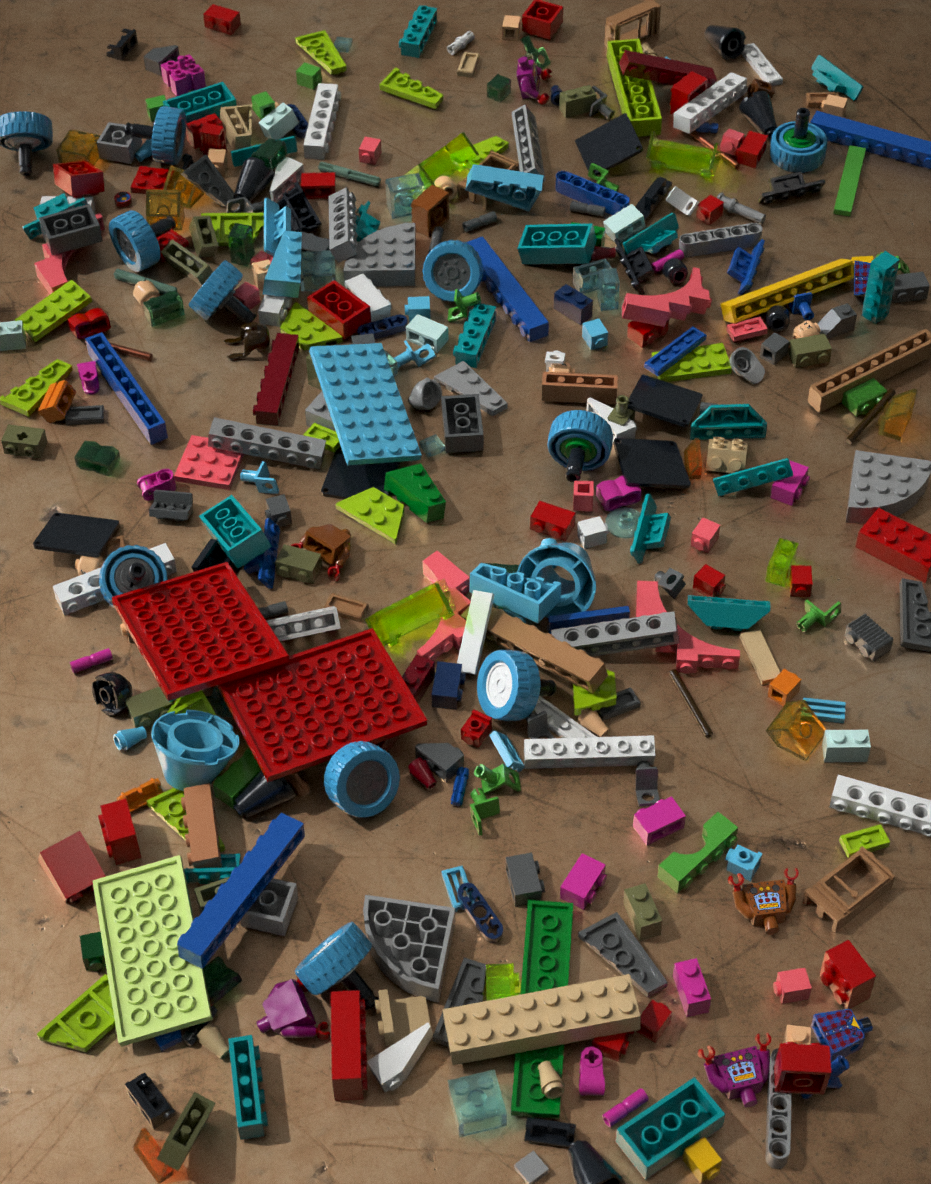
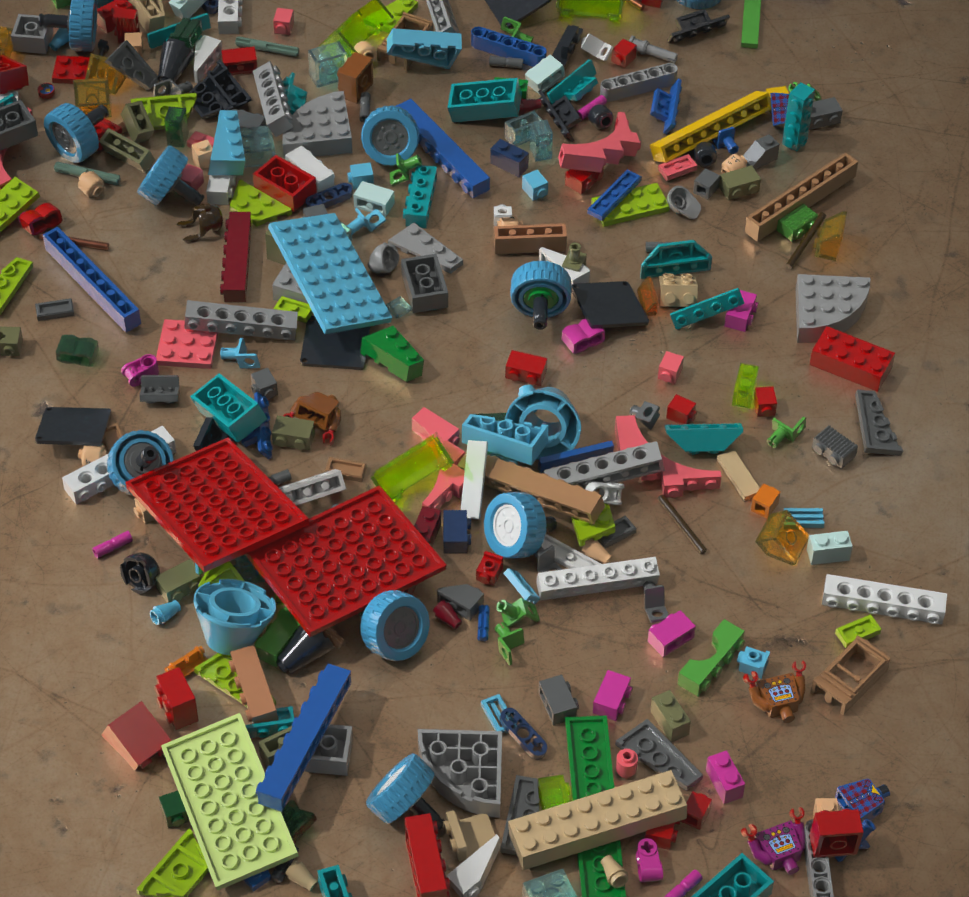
camera: 10 degrees left, 0 degrees up
(57, 401) = (26, 299): orange brick -> none
(89, 377) = (51, 271): dark pink piece -> none
(163, 308) = (111, 197): clear green brick -> none
(274, 225) = (207, 105): medium azure bracket -> none
(290, 1012) = (367, 842): magenta torso -> none
(375, 512) = (356, 376): lime wing -> none
(478, 222) = (405, 83): dark grey piece -> none
(583, 496) = (551, 341): coral brick -> none
(585, 959) = (626, 763): none -> coral brick
(592, 532) = (565, 375): white brick -> none
(617, 660) = (610, 491): none -> white piece
(623, 522) = (593, 363): clear light blue dish -> none
(651, 529) = (619, 367): teal bracket -> none
(664, 400) = (612, 243): black piece -> none
(792, 986) = (814, 765): coral brick -> none
(847, 975) = (861, 749): red brick -> none

